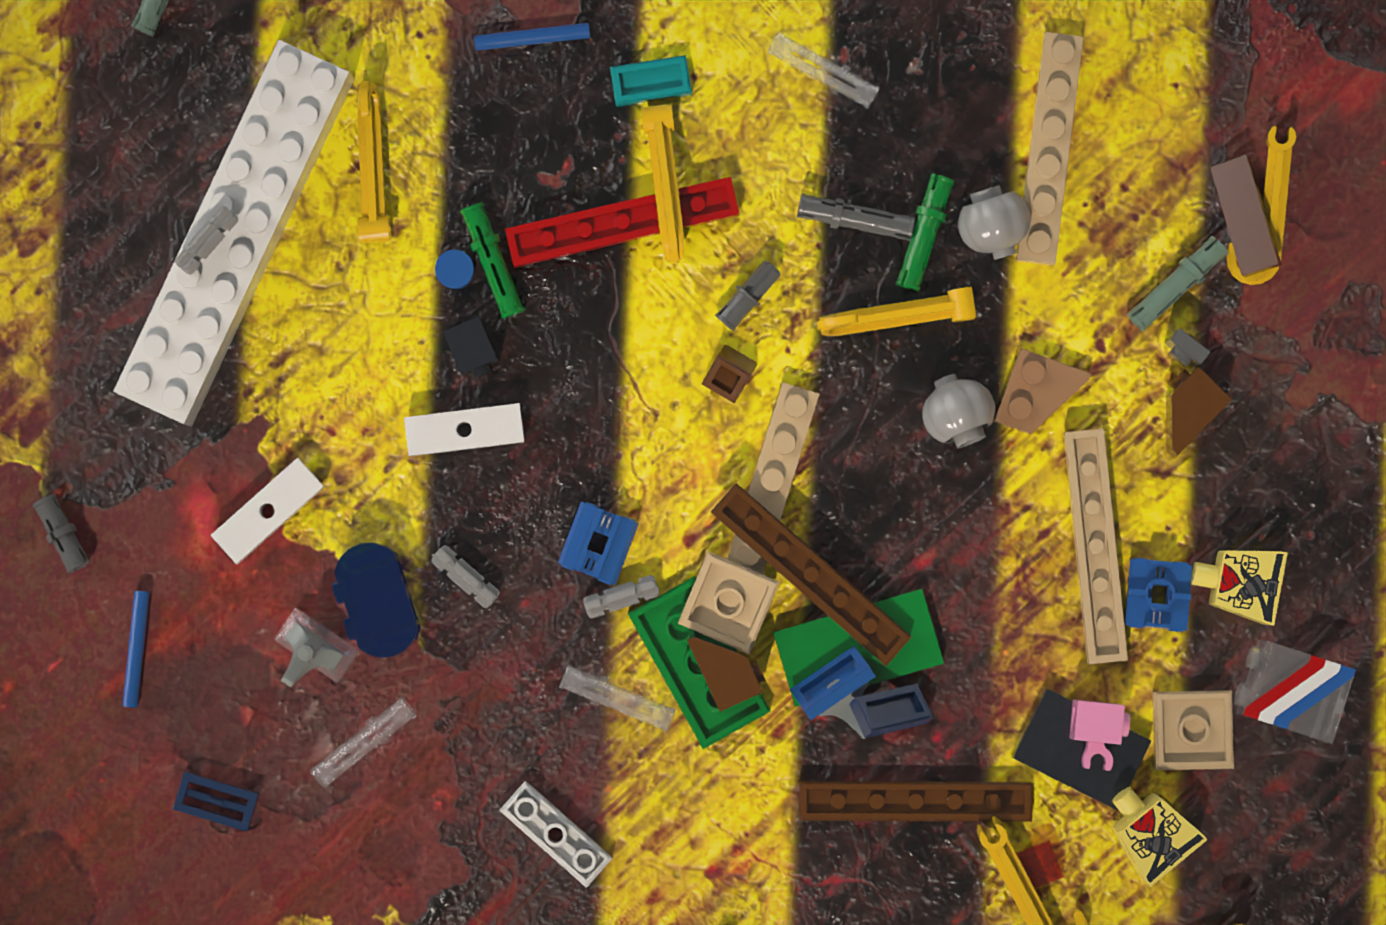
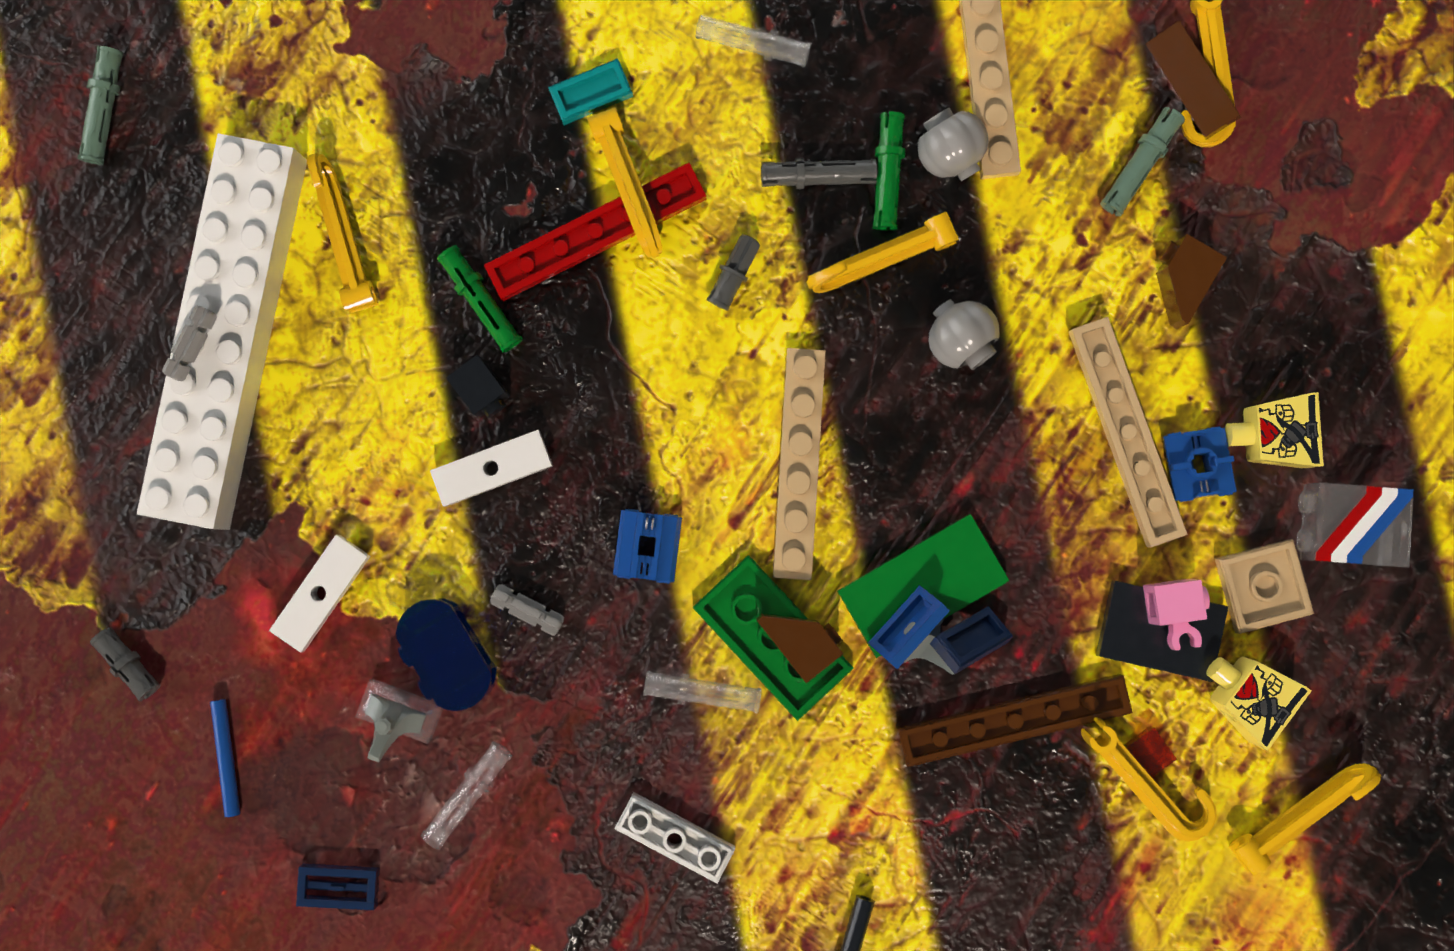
camera: 10 degrees left, 0 degrees up
(454, 269) = (445, 316): blue tile -> none
(531, 36) = (466, 77): blue bar -> none
(621, 596) = (682, 592): light grey axle -> none
(729, 373) = (734, 352): reddish brown slope -> none
(729, 602) = (788, 573): tan tile -> none
(810, 574) = (860, 526): reddish brown tile -> none
(1036, 391) = (1032, 297): medium nougat wing -> none
(1186, 349) = (1167, 221): dark grey plate -> none

